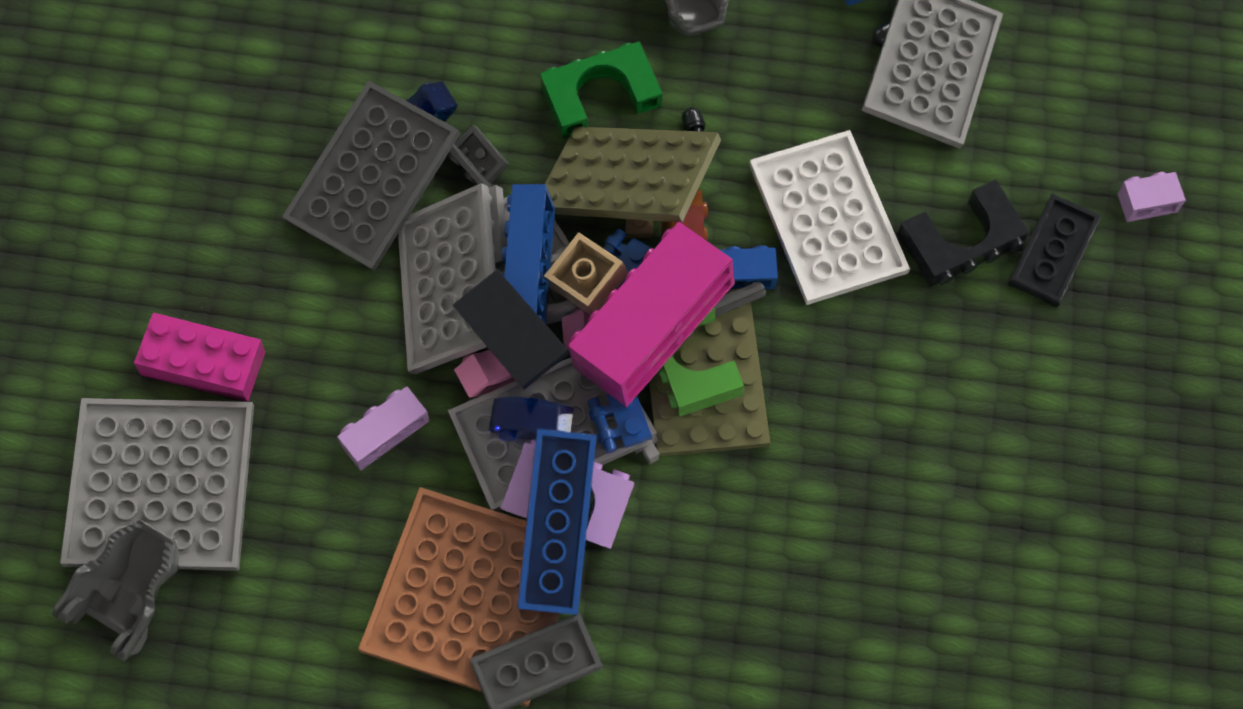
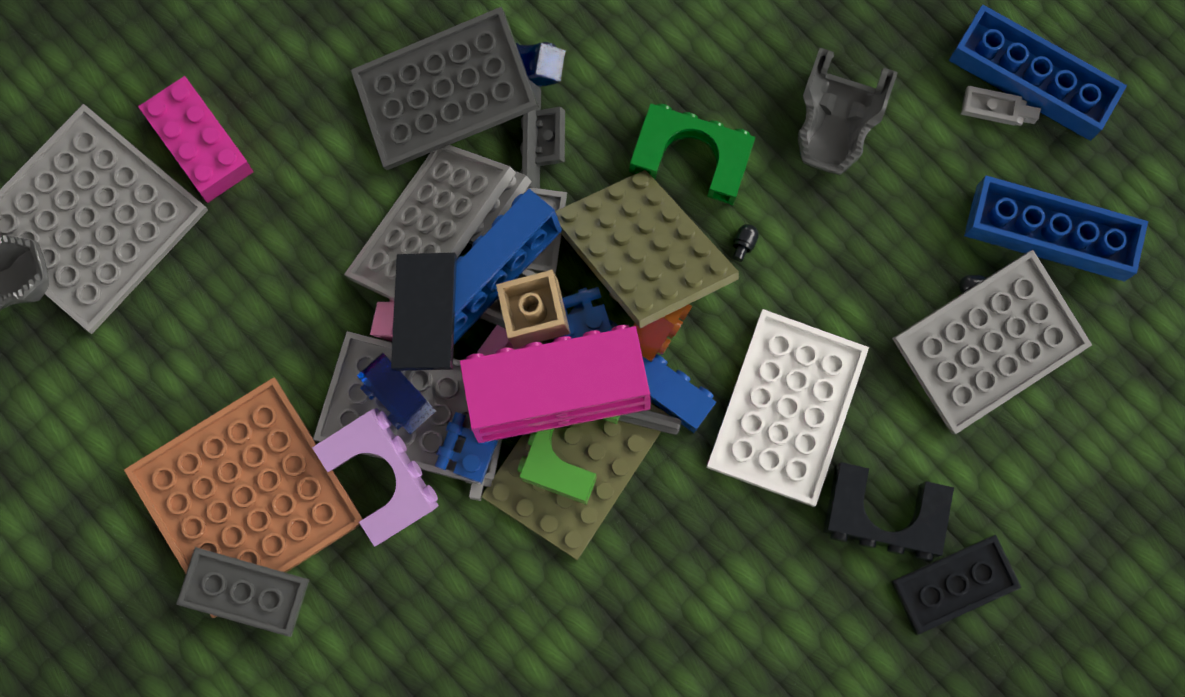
camera: 35 degrees right, 10 degrees up
(383, 427) = (286, 305): lavender brick -> none
(556, 521) = (339, 495): blue brick -> none
(1151, 196) = (1080, 605): lavender brick -> none

